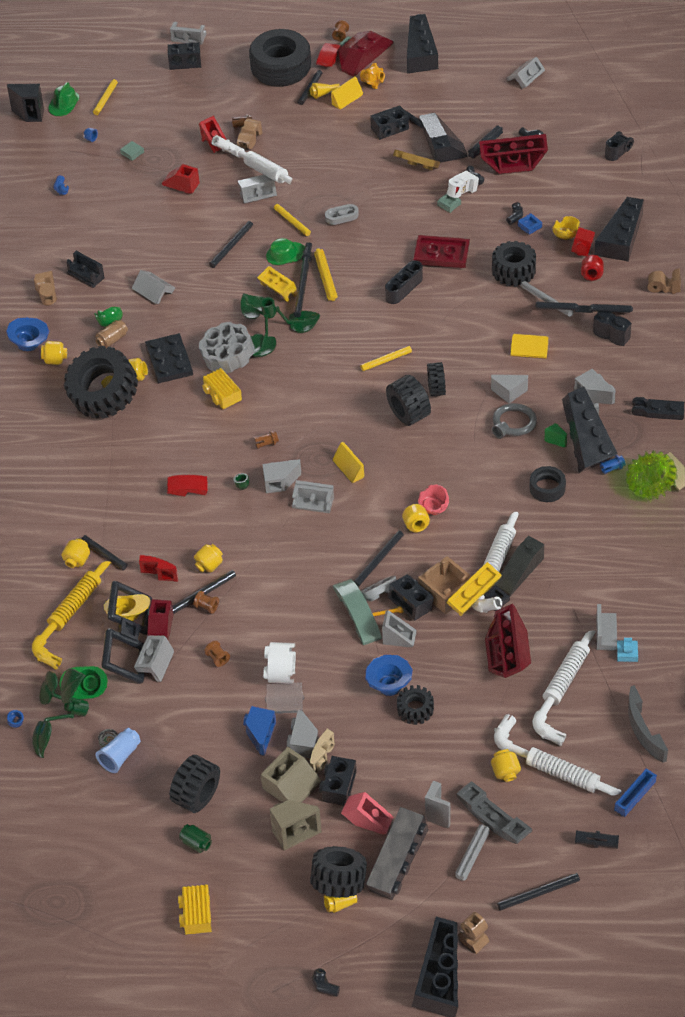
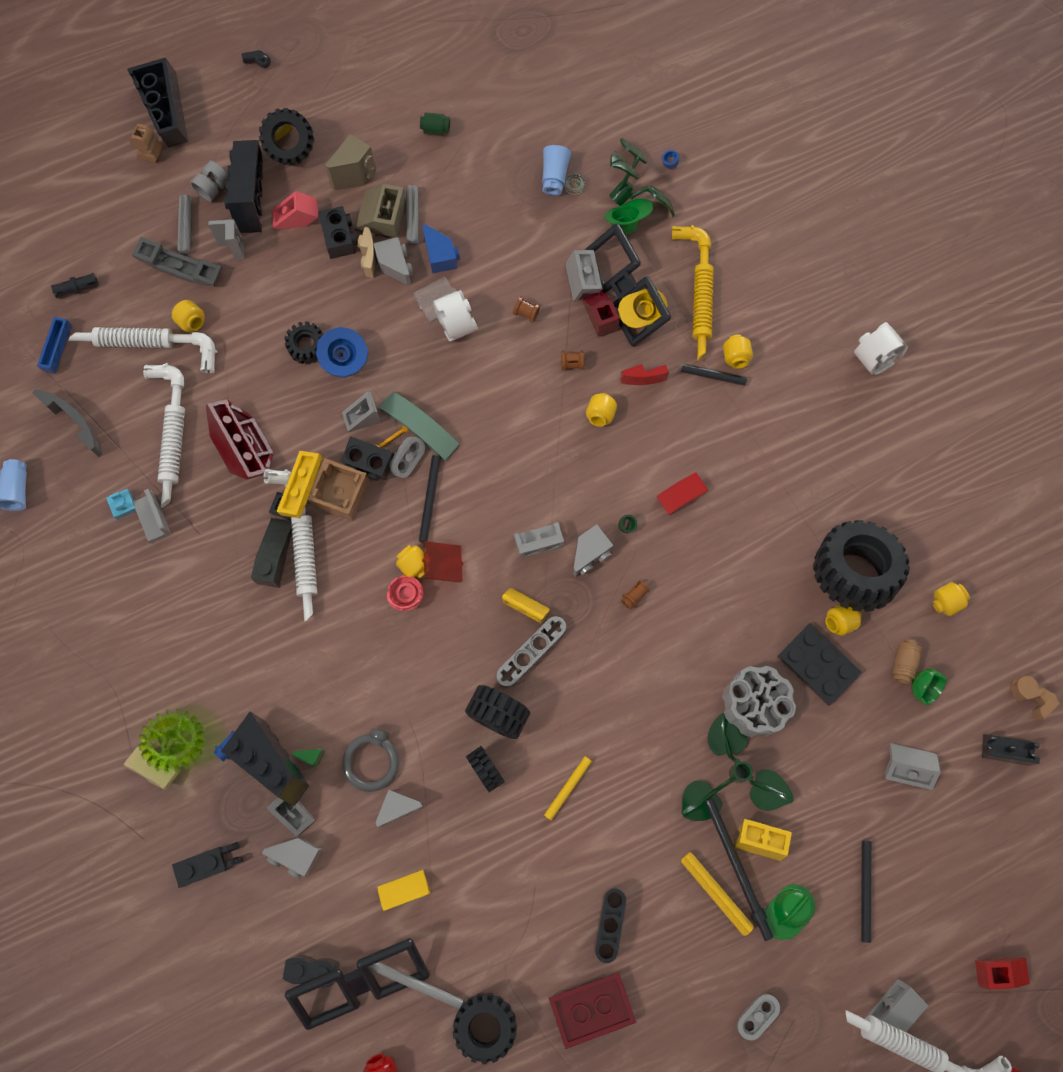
camera: 150 degrees right, 25 degrees up
(27, 333) = (1011, 610): blue hat -> none
(194, 783) = (459, 156): black tyre -> none
(196, 909) = (397, 65): yellow brick -> none
(206, 589) = (586, 374): black bar -> none
(221, 388) = (727, 641): yellow brick -> none
(256, 784) = (412, 214): none -> light grey axle
(292, 220) = (817, 976): yellow bar -> none
(363, 440) = (528, 649): none -> light grey beam
(393, 508) = (442, 562): none -> clear red piece
(430, 872) = (207, 187): none -> light grey wheel
(538, 891) = (109, 216): black bar -> none
(547, 495) = (276, 670): black tyre -> none

